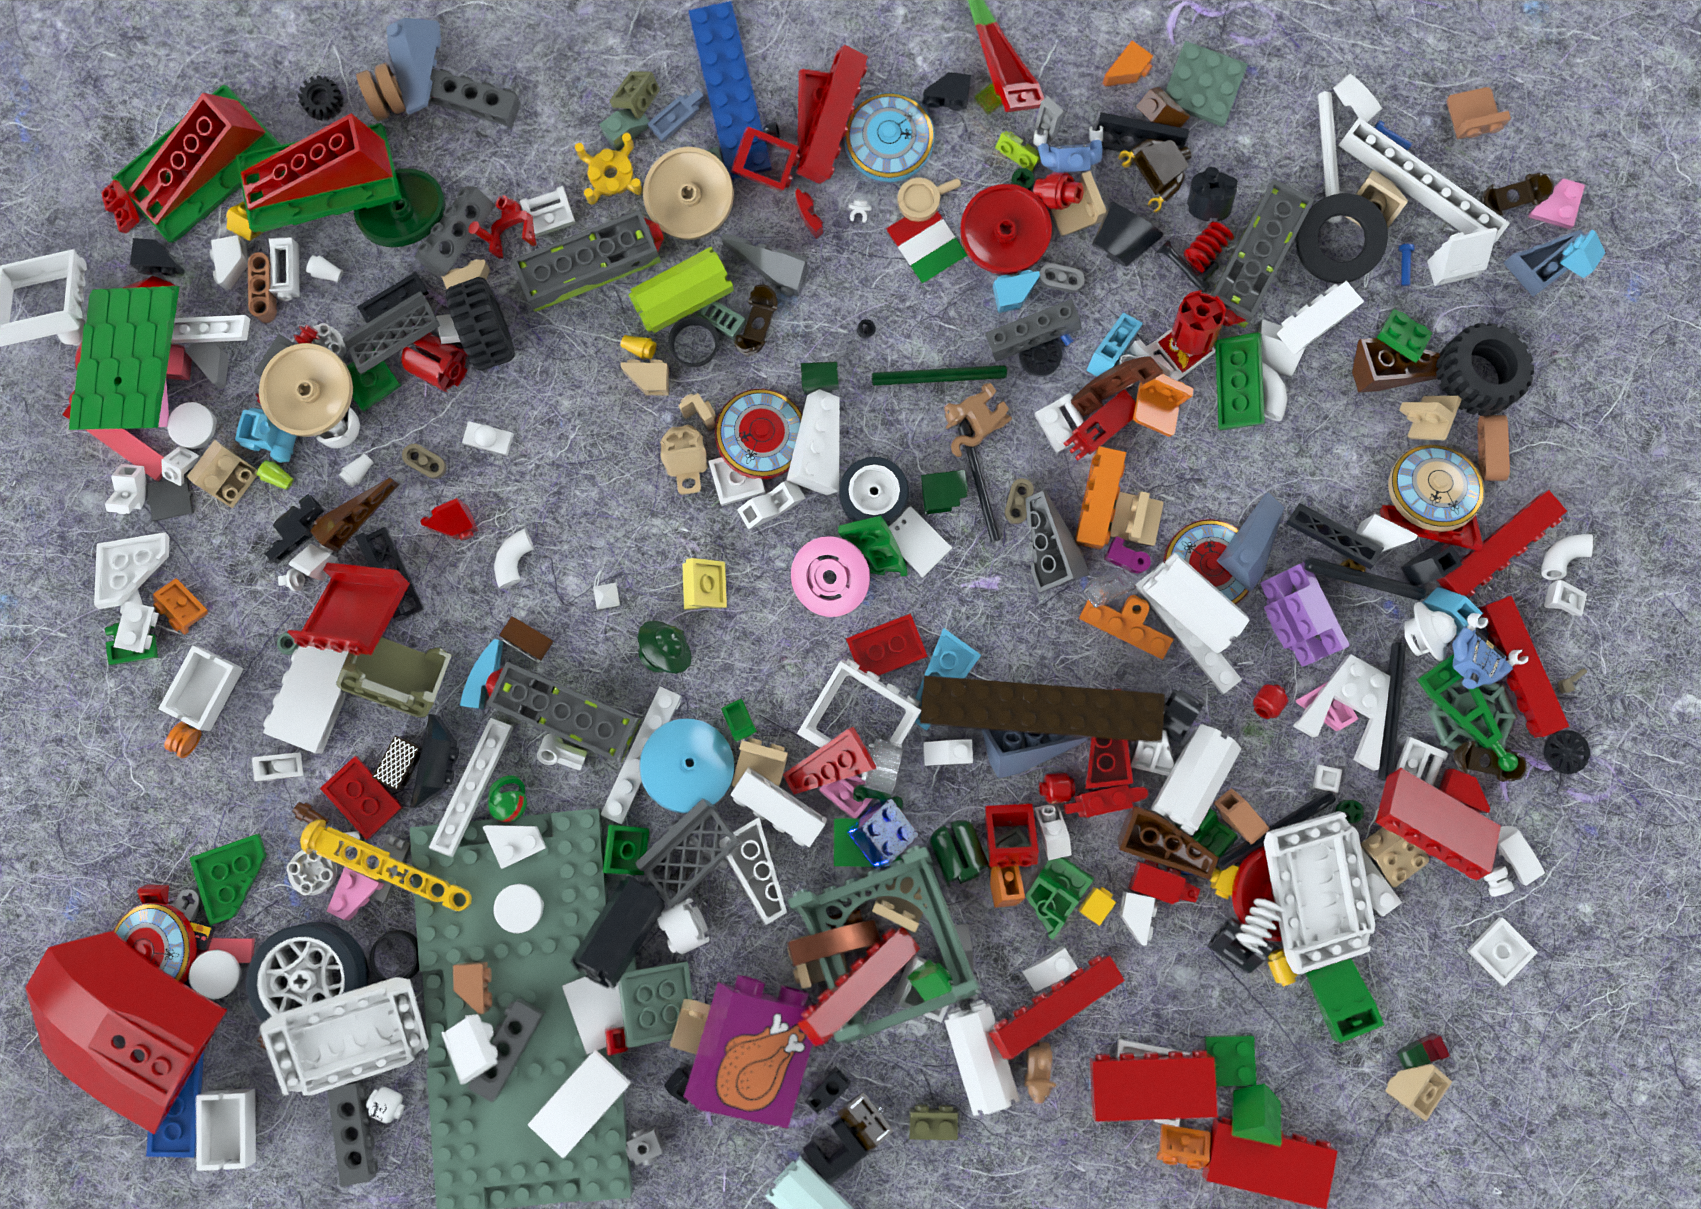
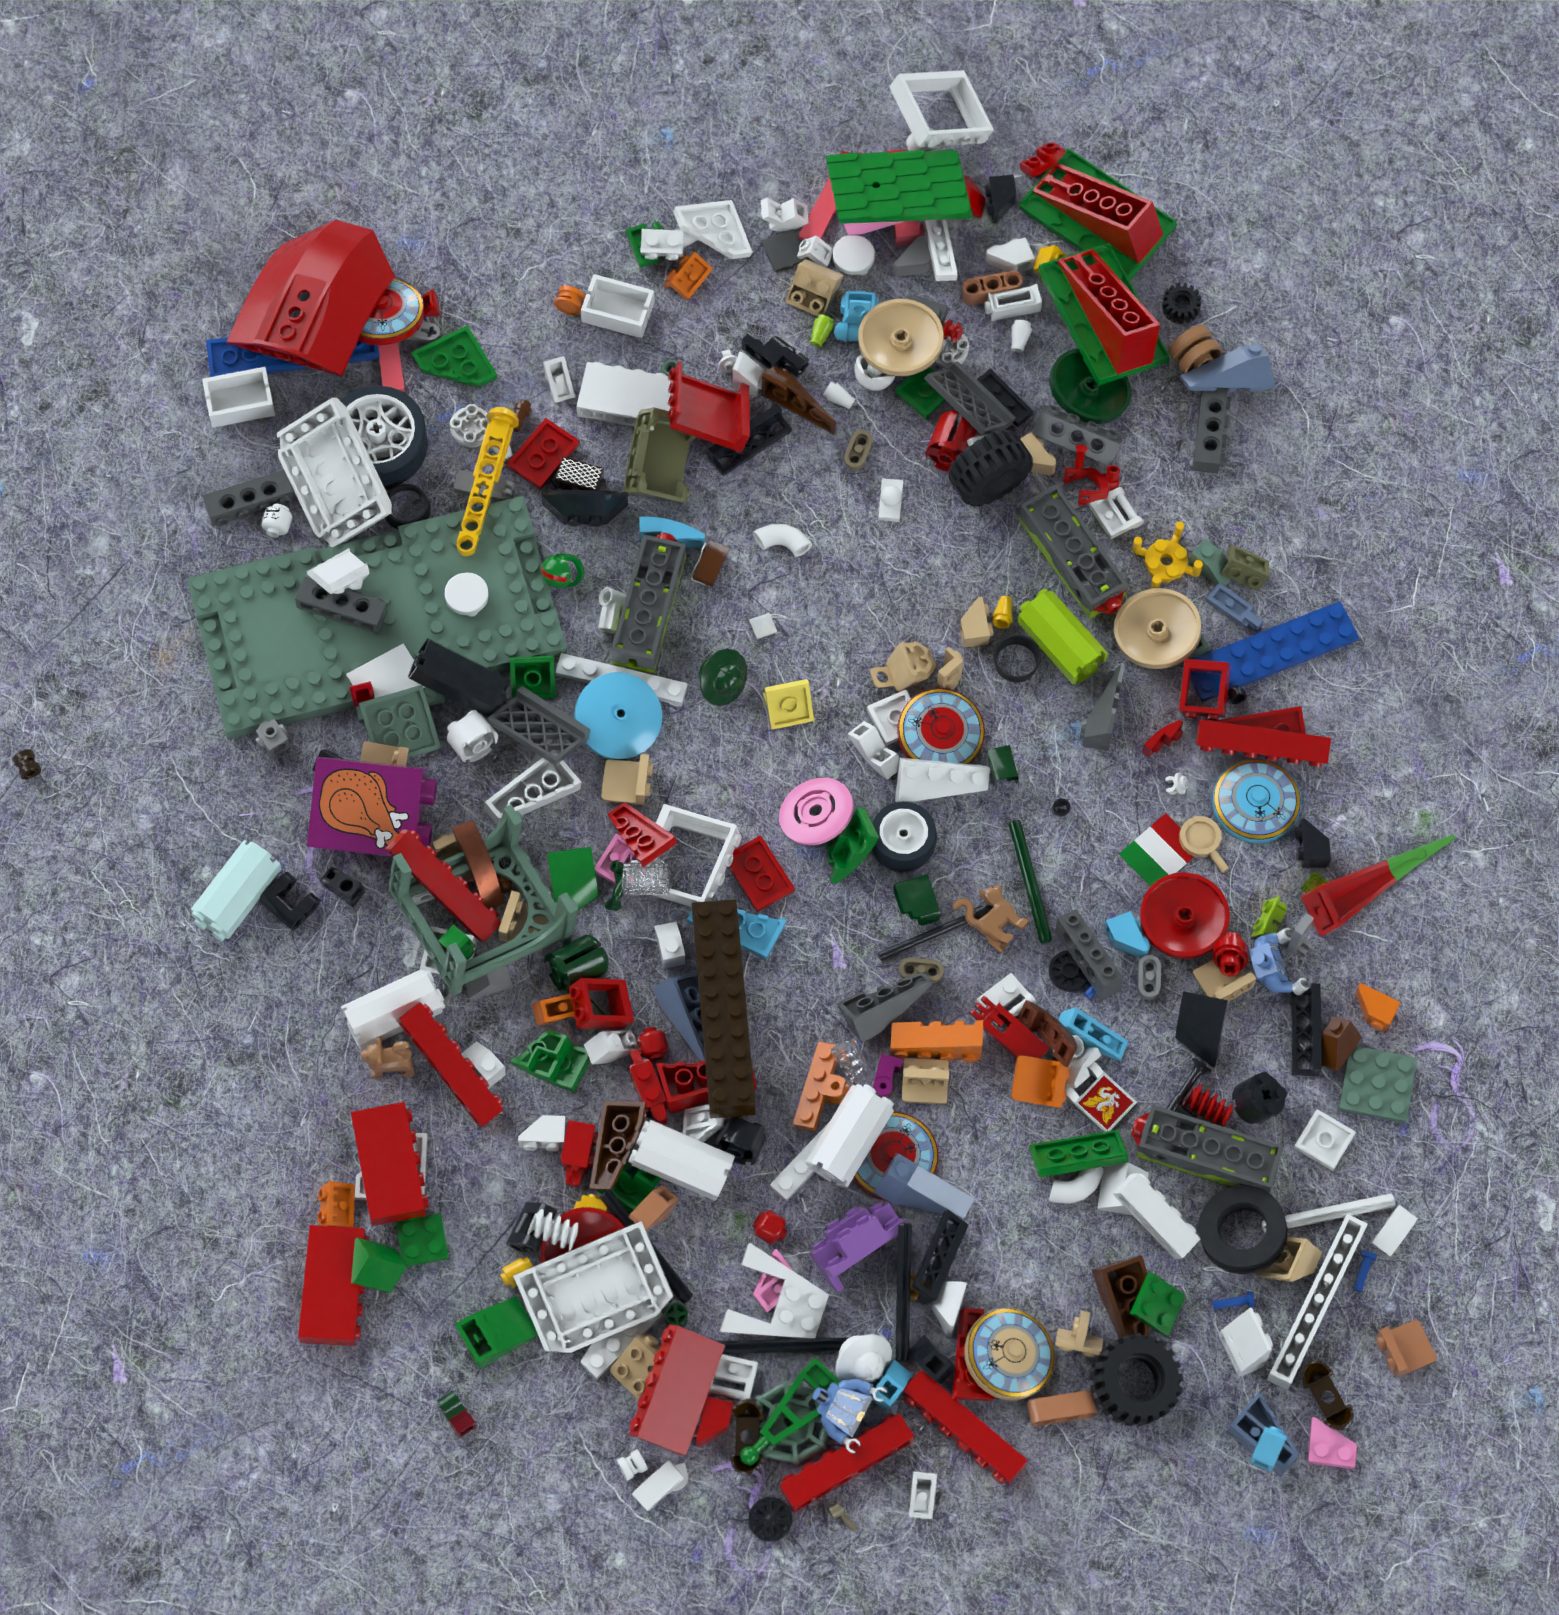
camera: 75 degrees right, 15 degrees down
(203, 934) = (402, 348): black tile -> none
(215, 974) = (370, 363): white tile -> none
(352, 893) = (456, 461): bright pink wing -> none
(451, 520) = (808, 482): red slope -> none
(471, 787) = (568, 538): white plate -> none
(471, 984) = (393, 568): nougat slope -> none
(514, 842) = (523, 581): white wing -> none
(579, 1103) = (303, 672): white slope -> none
(730, 333) = (1039, 694): sand green slope -> none
(738, 720) = (666, 754): green tile -> none
(763, 306) = (1031, 710): dark brown piece -> none
(778, 807) = (593, 800): white brick -> none
(866, 1120) = (322, 921): piece -> none
(883, 833) = (587, 888): clear blue brick -> none
(918, 541) = (865, 887): white container -> none
(933, 1123) = (325, 983): olive bracket -> none
(1020, 174) = (1242, 920): dark green wheel -> none
(1097, 905) = (548, 1094): yellow brick -> none
(1160, 165) = (1277, 1049): torso -> none
(1198, 322) = (1126, 1107): red cylinder -> none
(1255, 144) = (1324, 1140): none -> white plate
(1327, 778) = (704, 1294): white tile -> none
(1419, 1089) = (420, 1415): tan slope -> none
(1502, 951) = (564, 1478): white plate -> none
(1562, 552) = (969, 1489): white cylinder -> none

